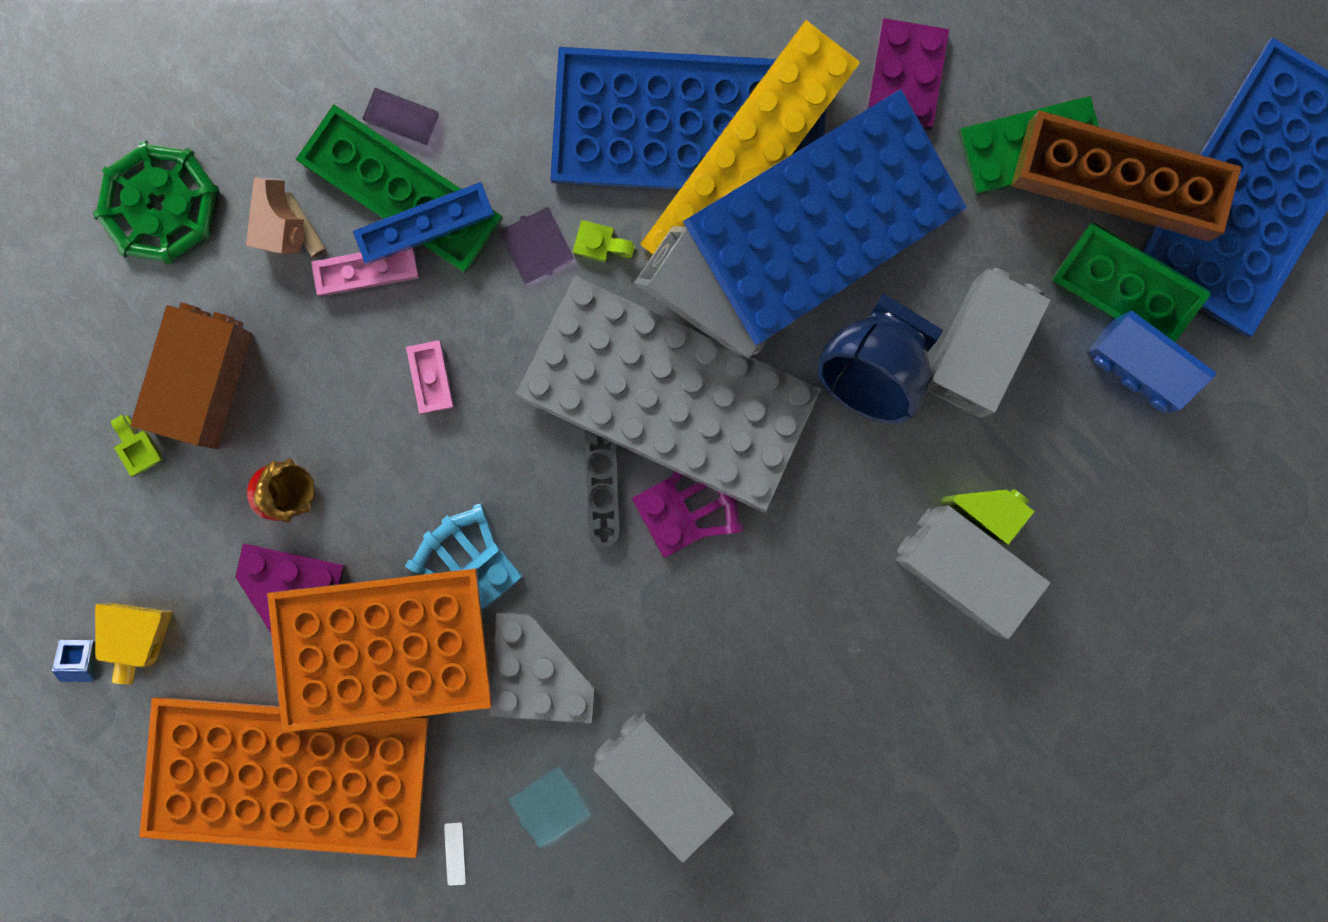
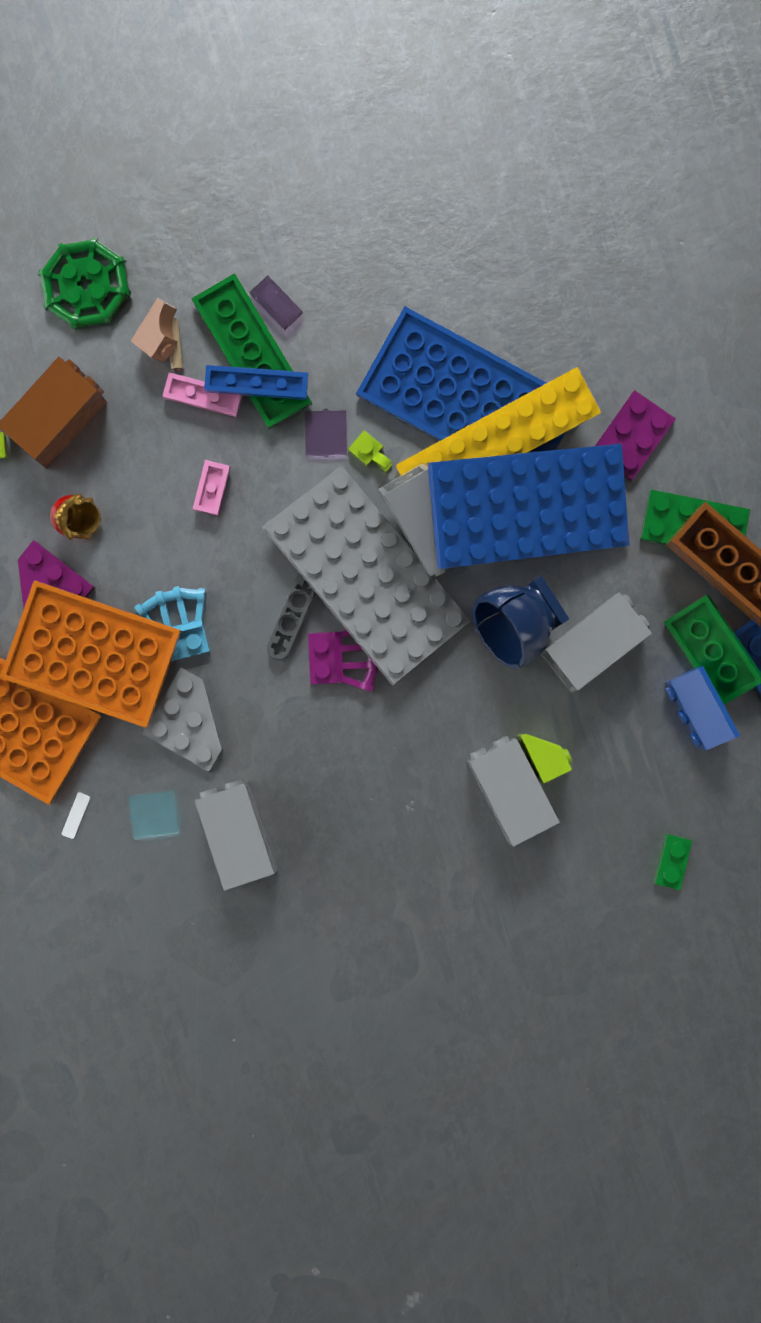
camera: 25 degrees right, 0 degrees up
(1201, 563) = (673, 861): none -> green plate

